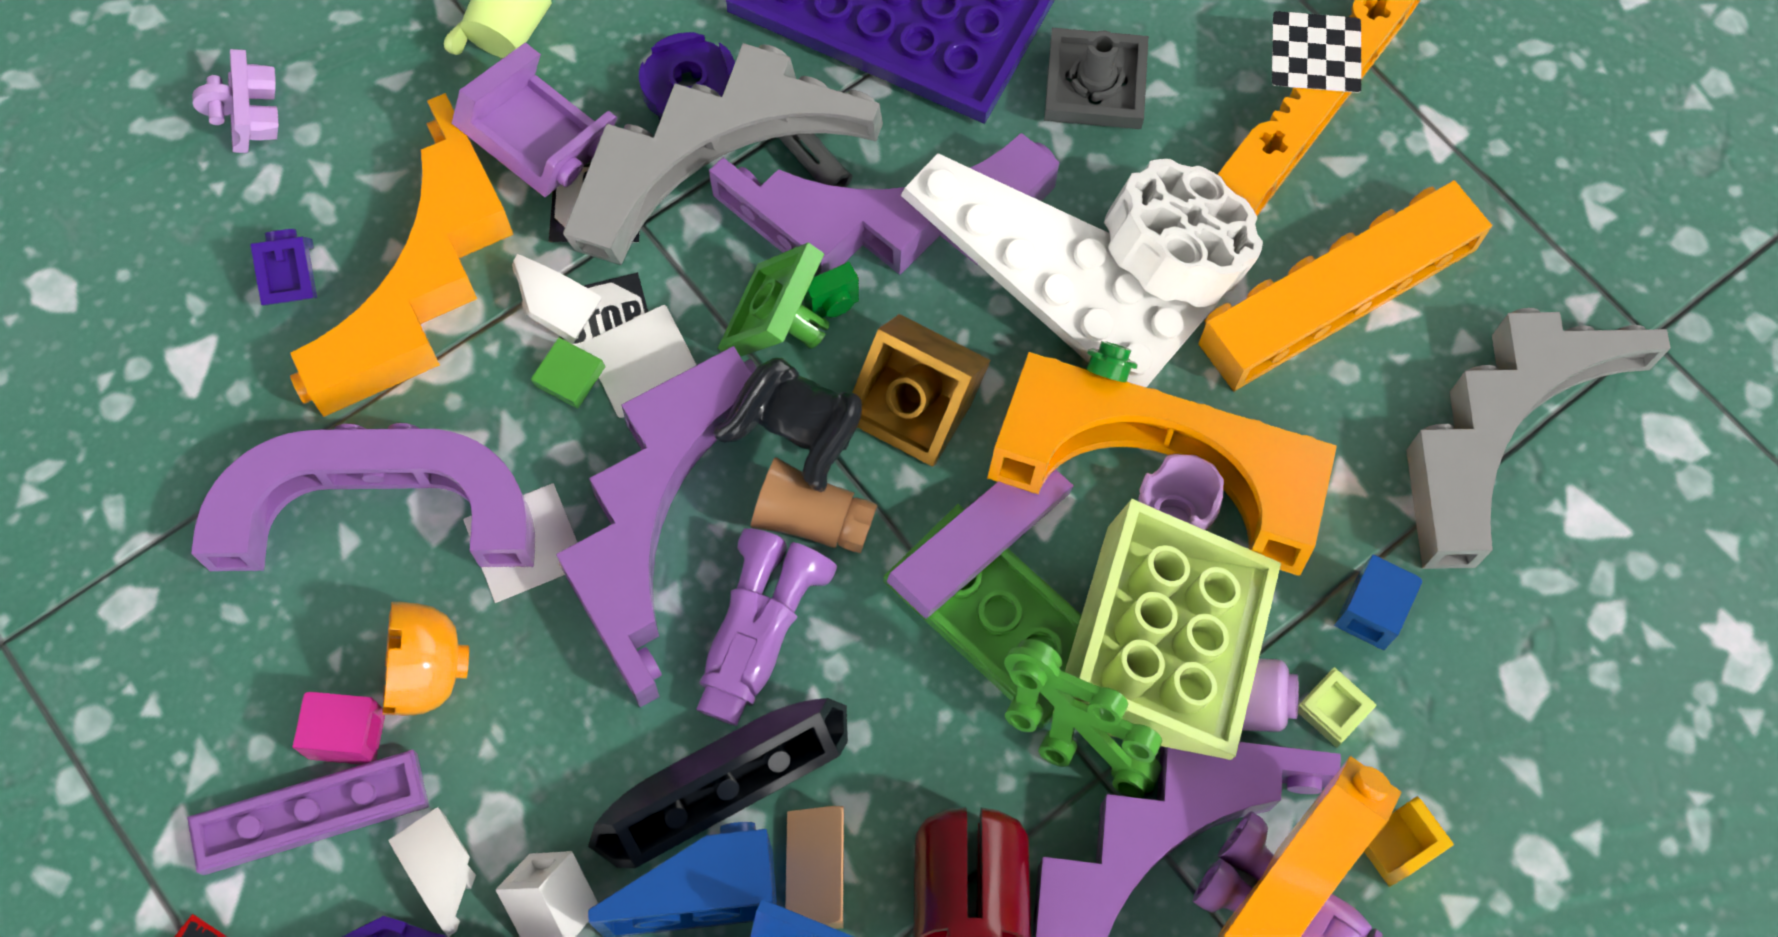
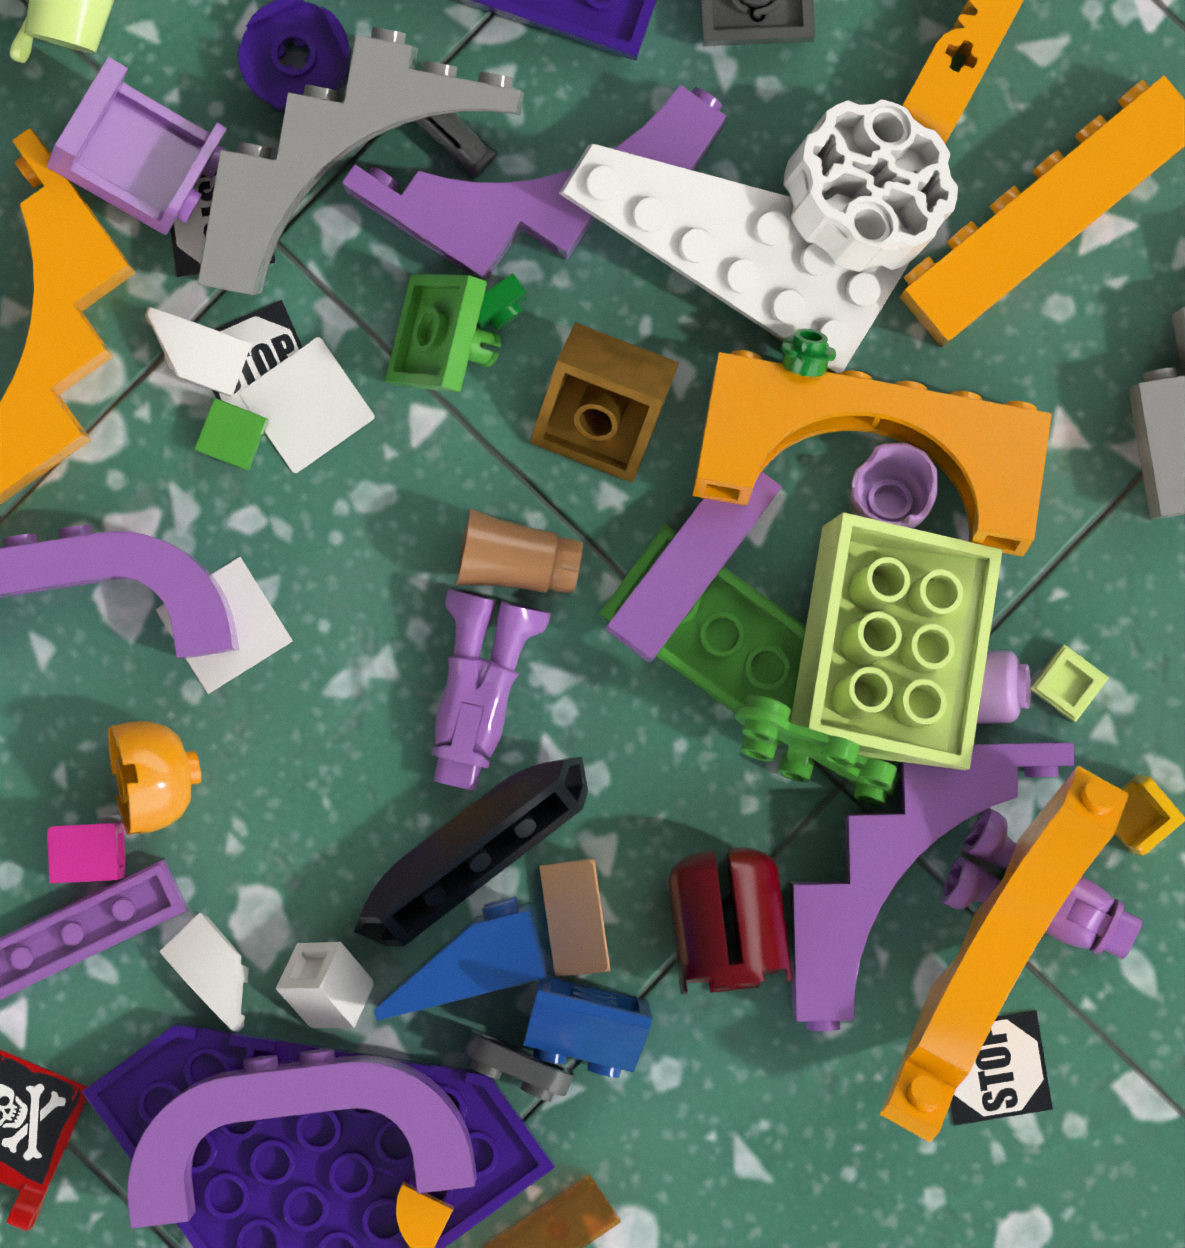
camera: 15 degrees left, 20 degrees up
(616, 565) = (326, 649): medium lavender arch -> none
(797, 411) = (487, 460): black hair -> none
(1378, 602) = (1105, 571): blue panel -> none

